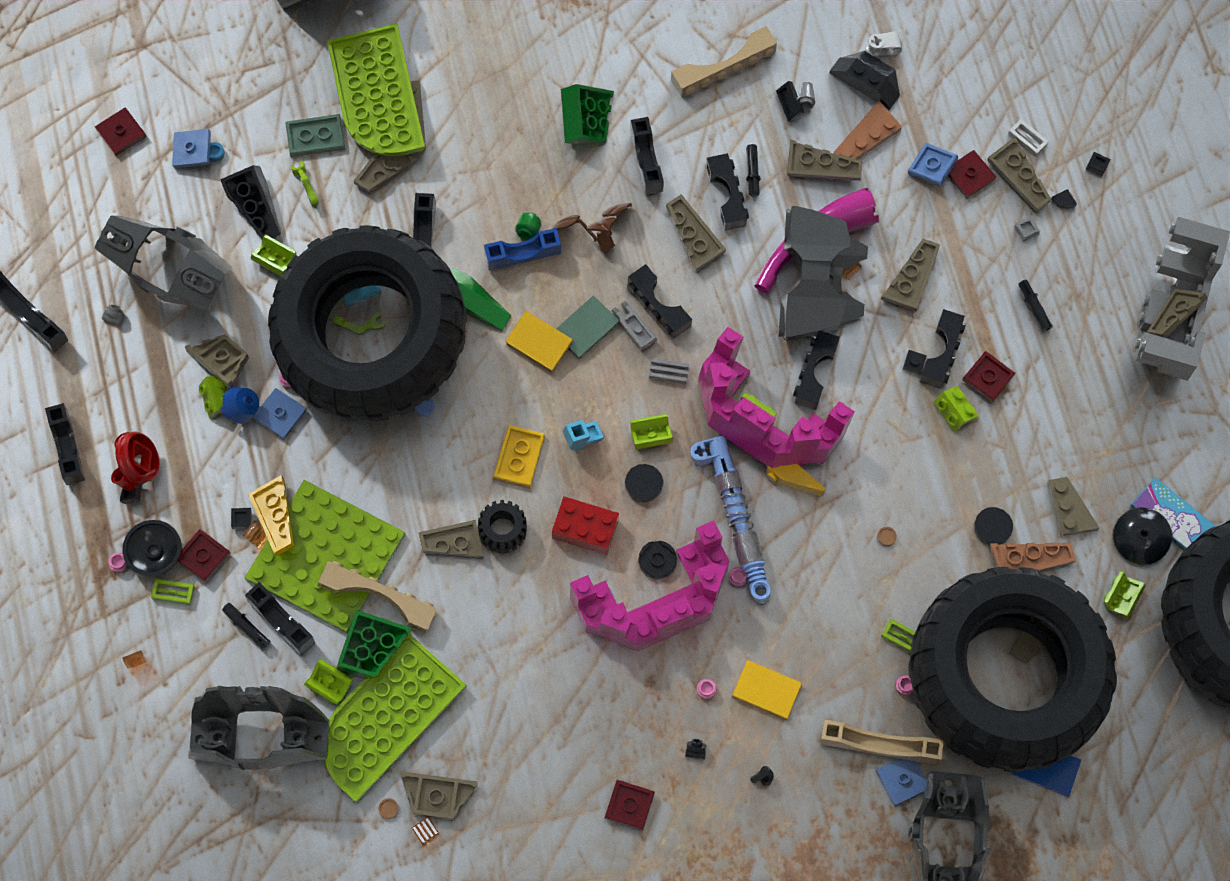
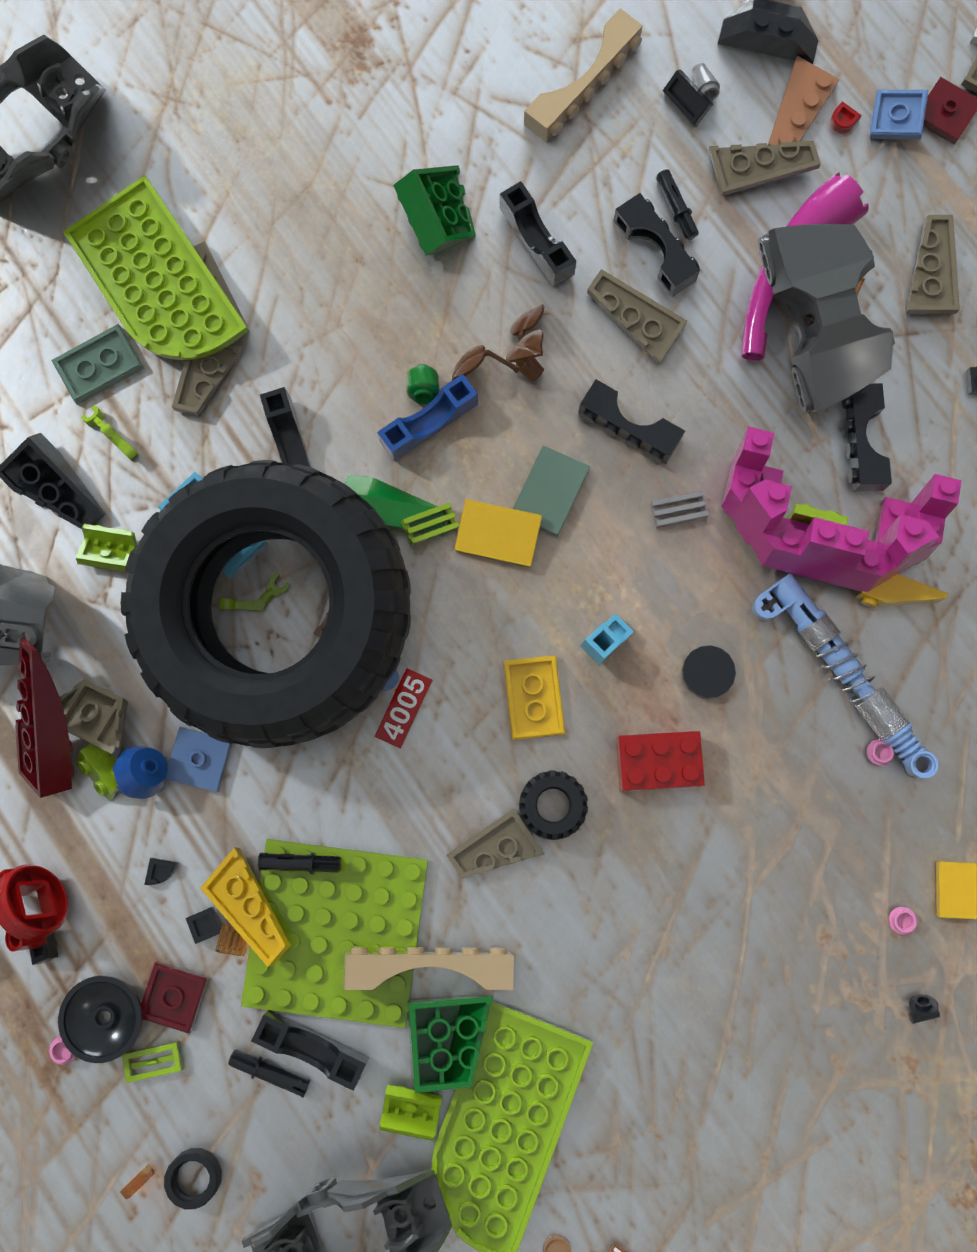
camera: 15 degrees left, 10 degrees up
(159, 661) = (172, 1188): none -> black tyre
(188, 354) = (42, 731): none -> dark red wedge
(225, 475) = (159, 871): none -> black tile
(319, 499) = (305, 863): none -> black axle
(428, 431) = (403, 708): none -> red sticker
(436, 795) = (614, 1210): dark tan wing -> none
(510, 318) = (450, 516): none -> lime tile
(629, 805) = (870, 1122): dark red plate -> none
(635, 326) = (612, 466): light grey hinge -> none
(651, 431) = (692, 601): lime bracket -> none
(657, 559) = (767, 769): black tile -> none
(667, 616) = (818, 840): dark pink brick -> none
(895, 154) = (844, 118): none -> red tile

